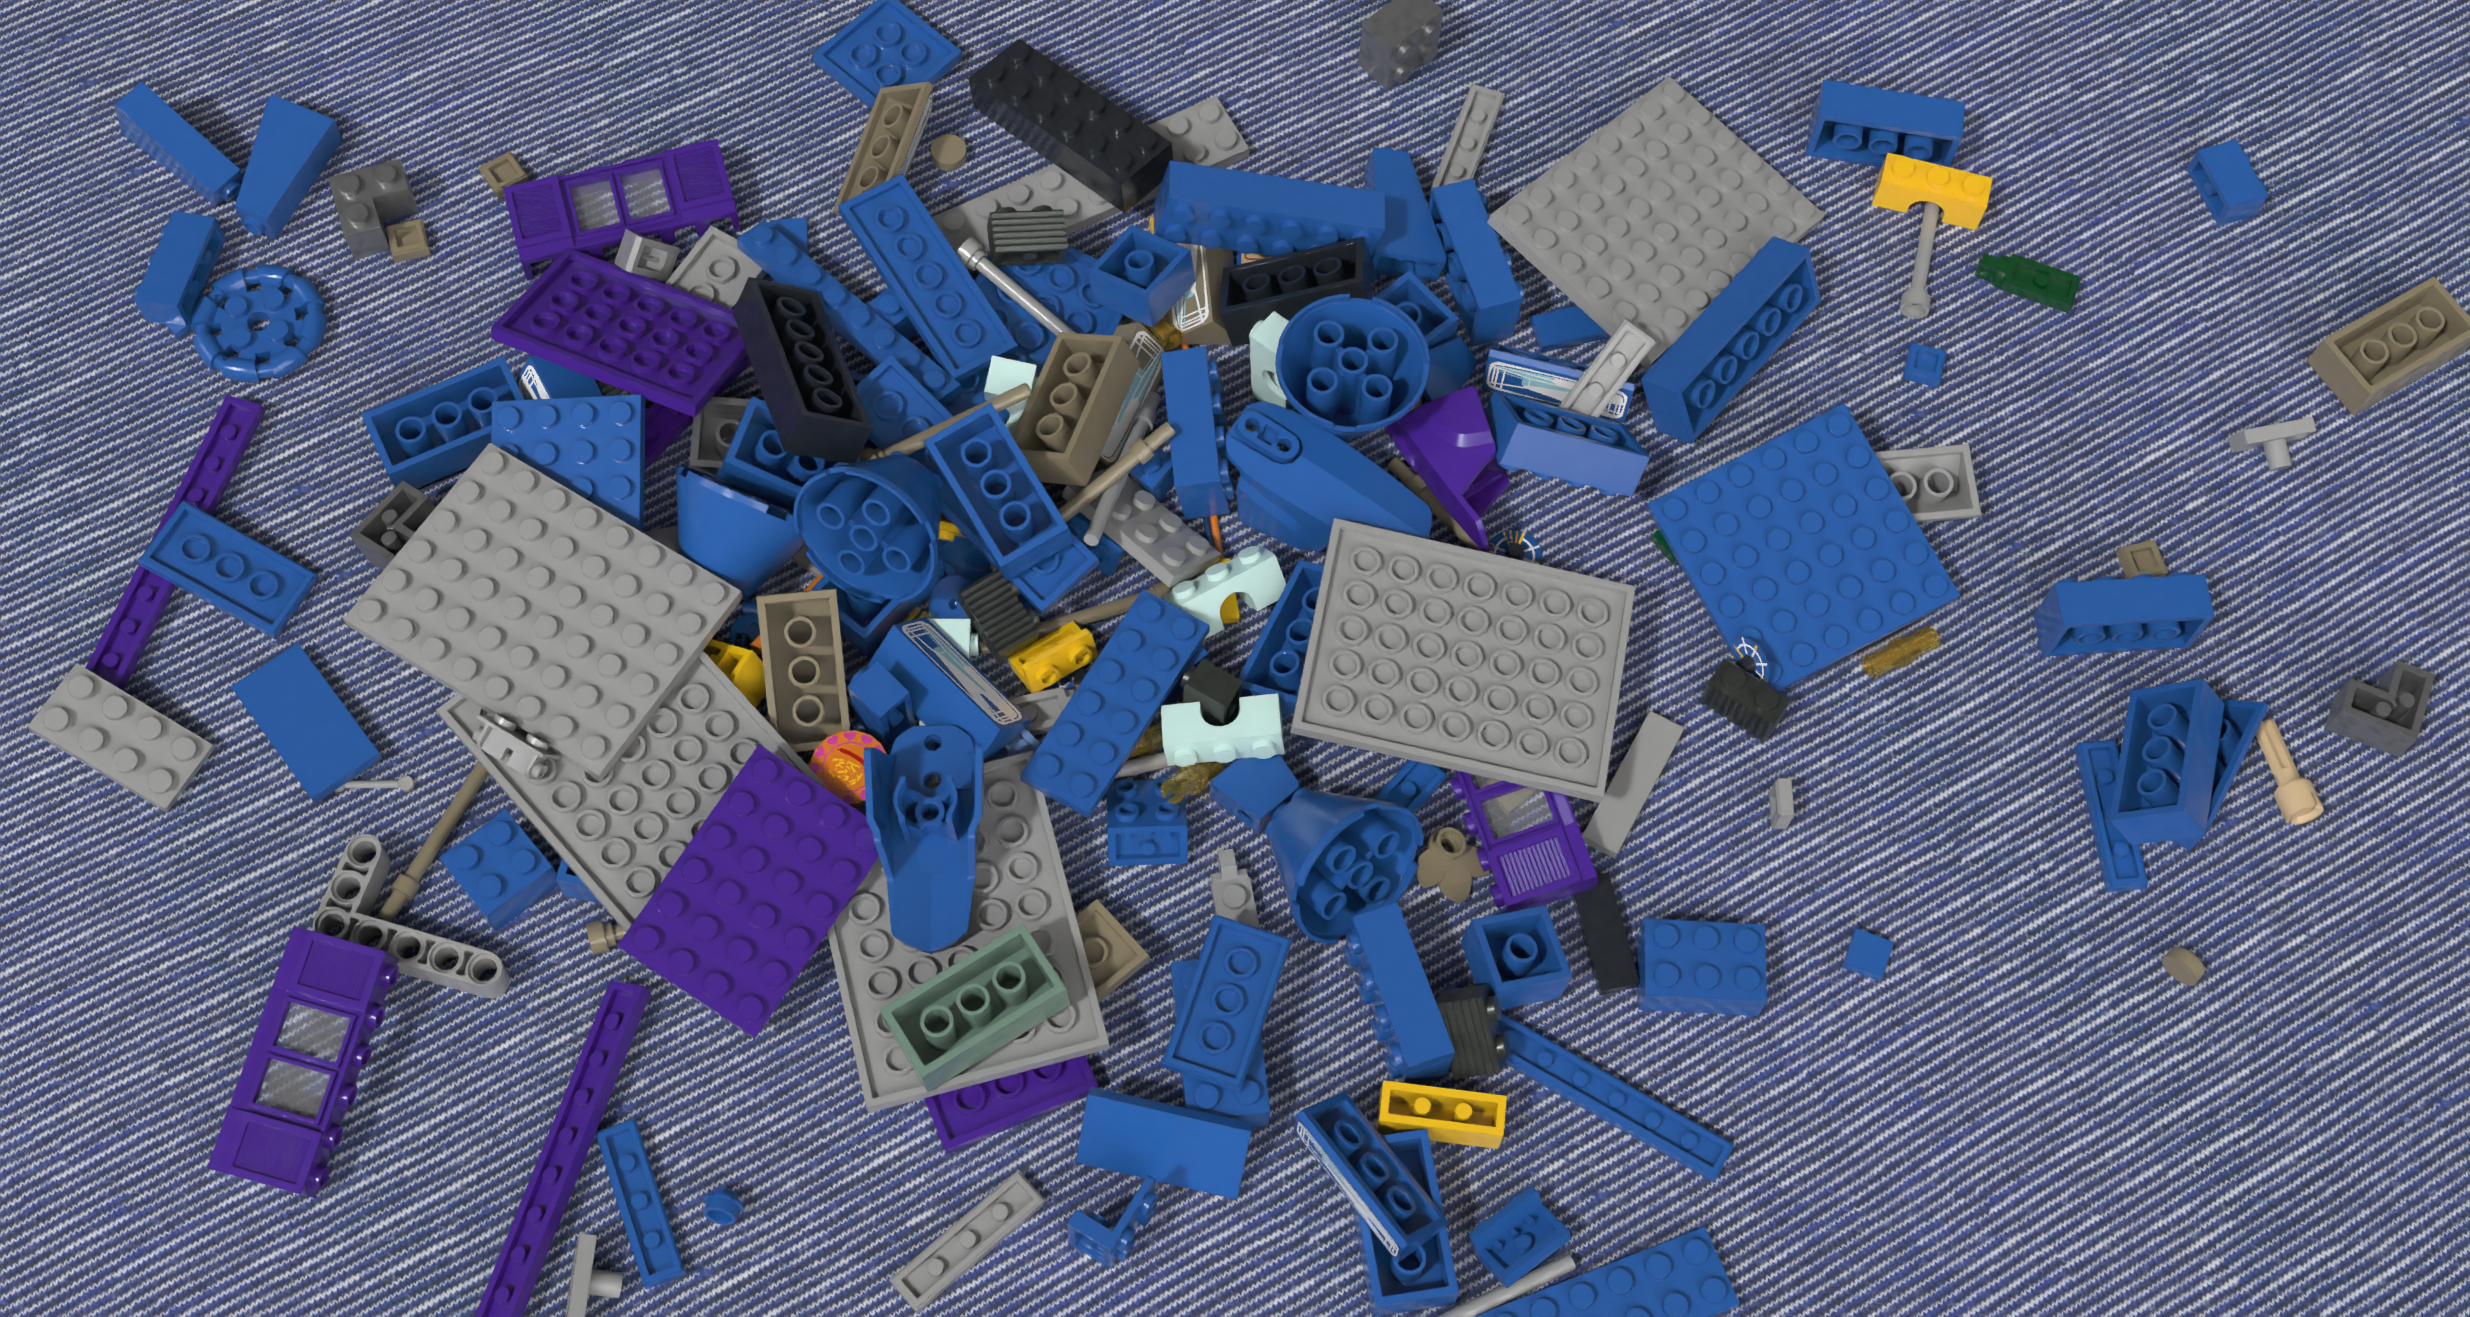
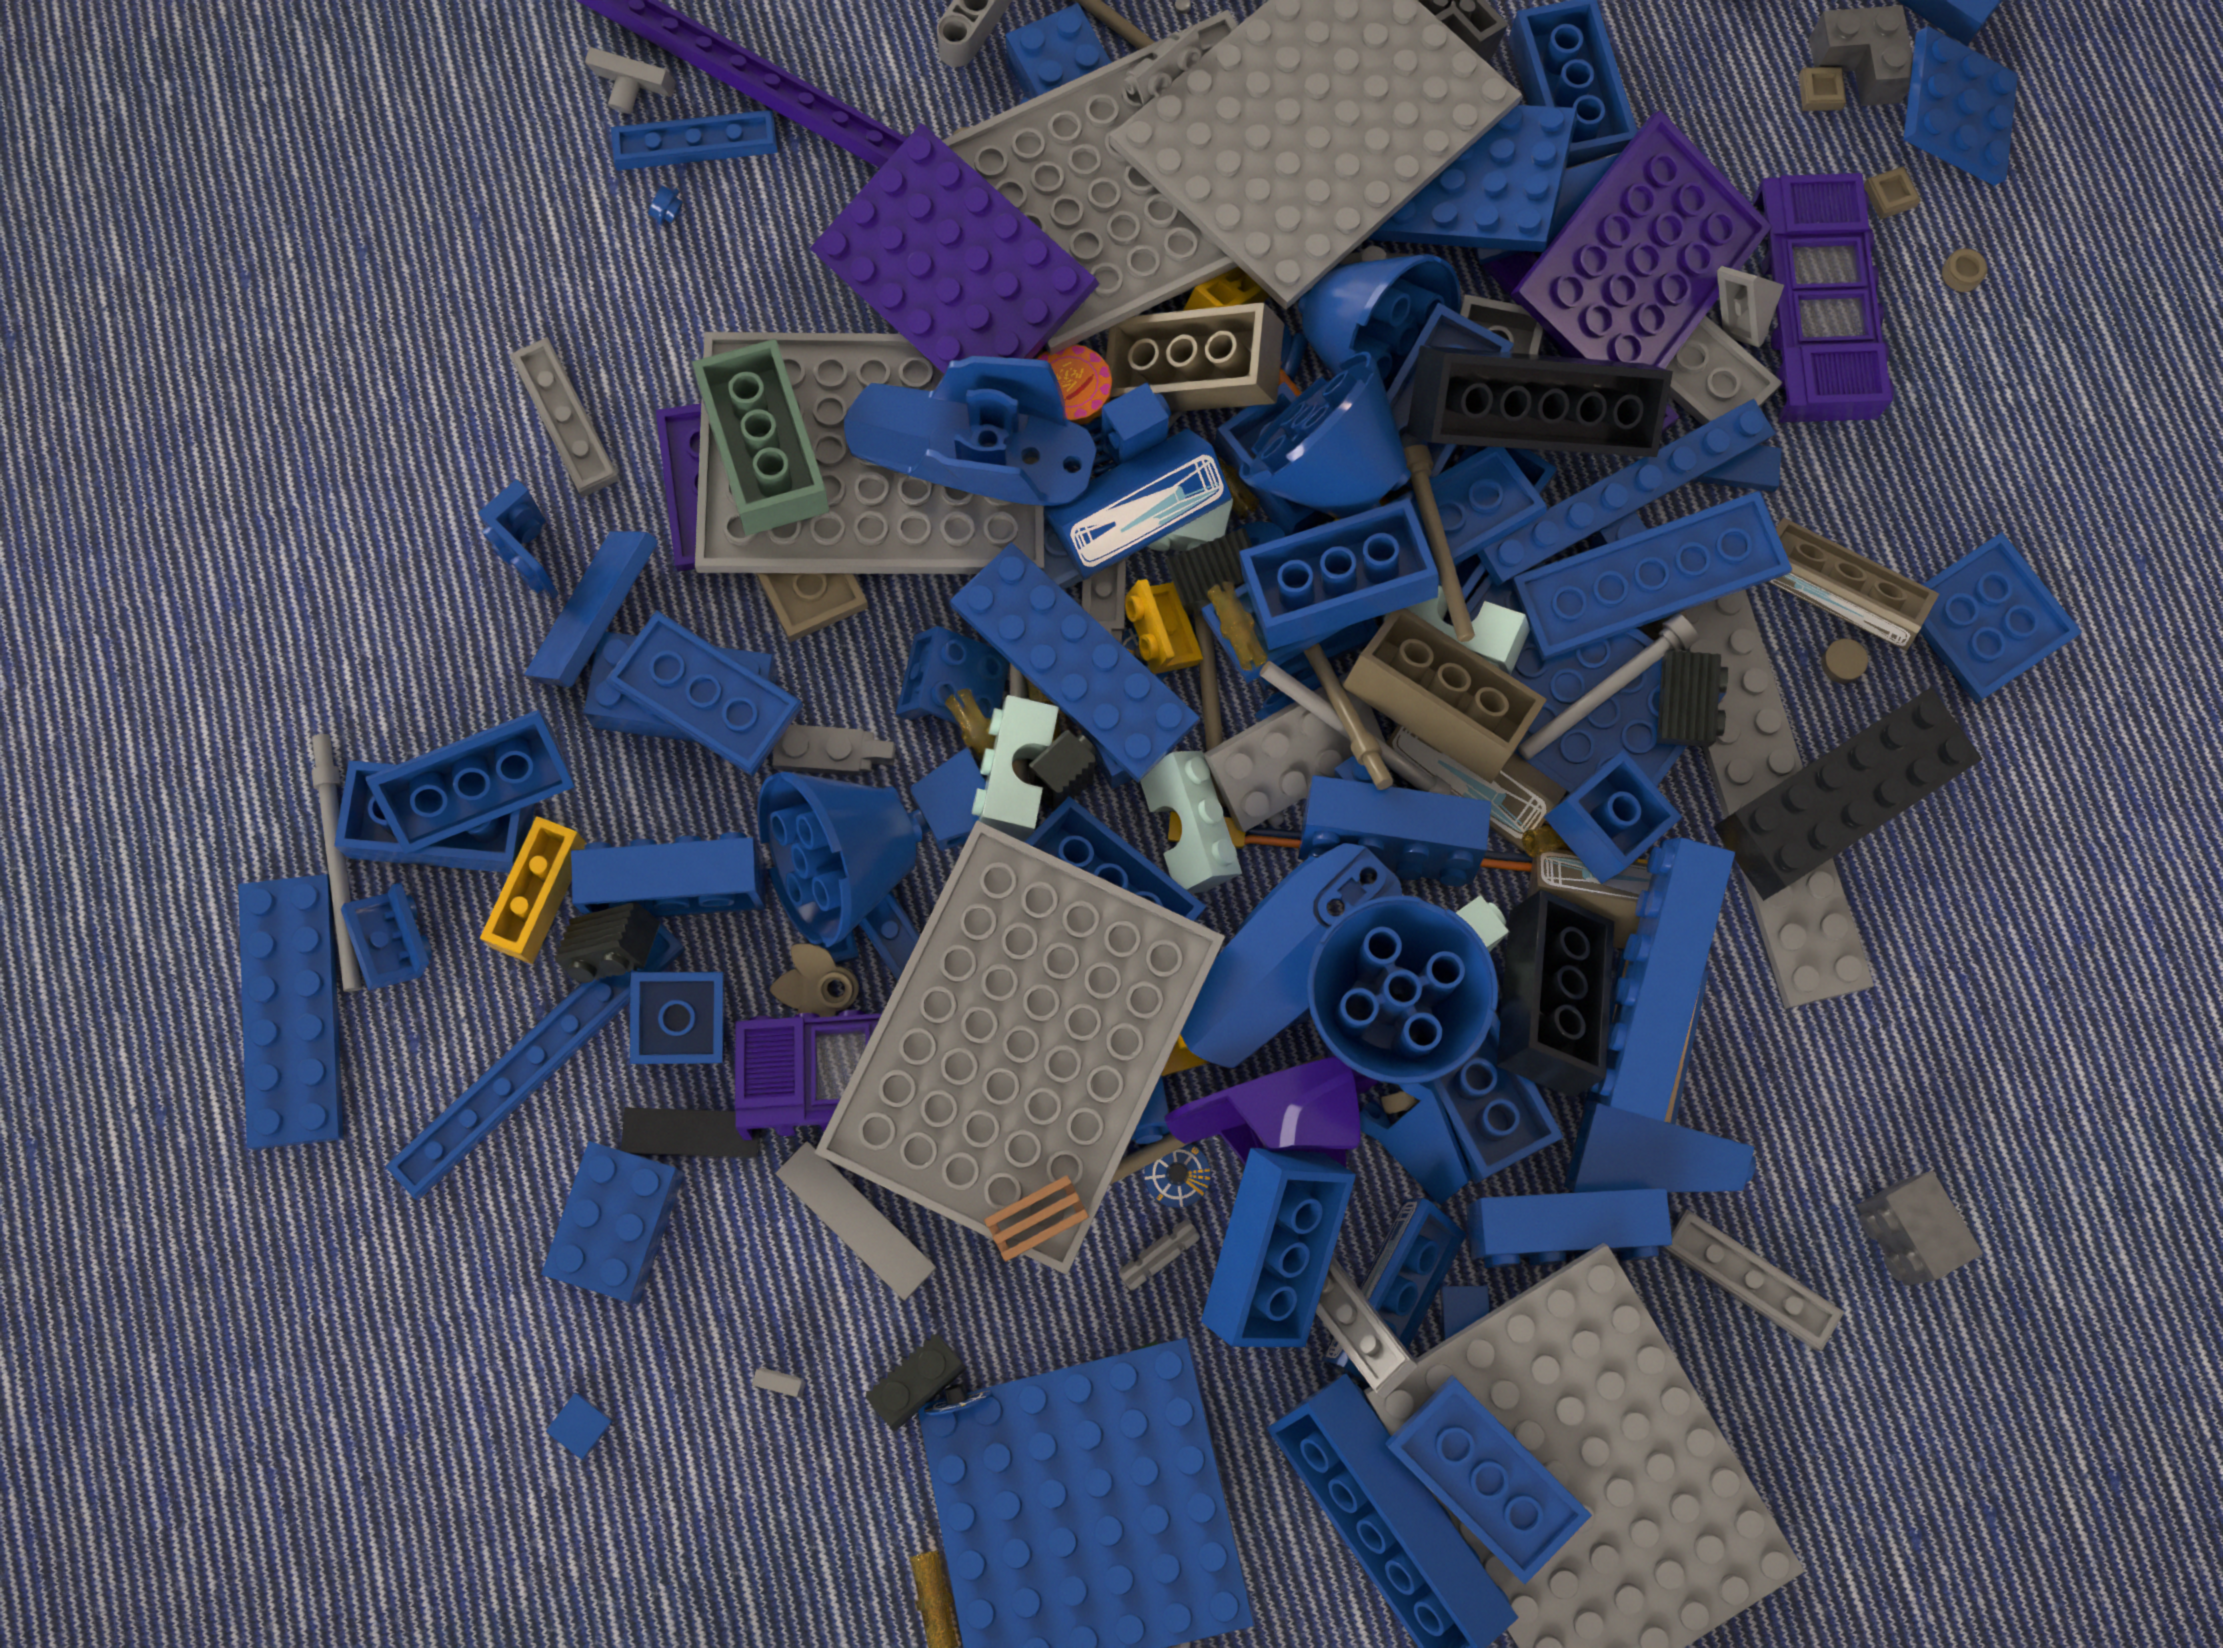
camera: 105 degrees right, 10 degrees up
(417, 126) = (1960, 106): none -> blue plate
(569, 113) = (1964, 270): none -> dark tan tile
(1056, 571) = (1237, 626): none -> clear yellow pin
(1584, 550) = (1159, 1254): none -> light grey axle
(1606, 608) = (1001, 1236): none -> medium nougat tile
(1685, 268) = (1488, 1479): none -> blue plate

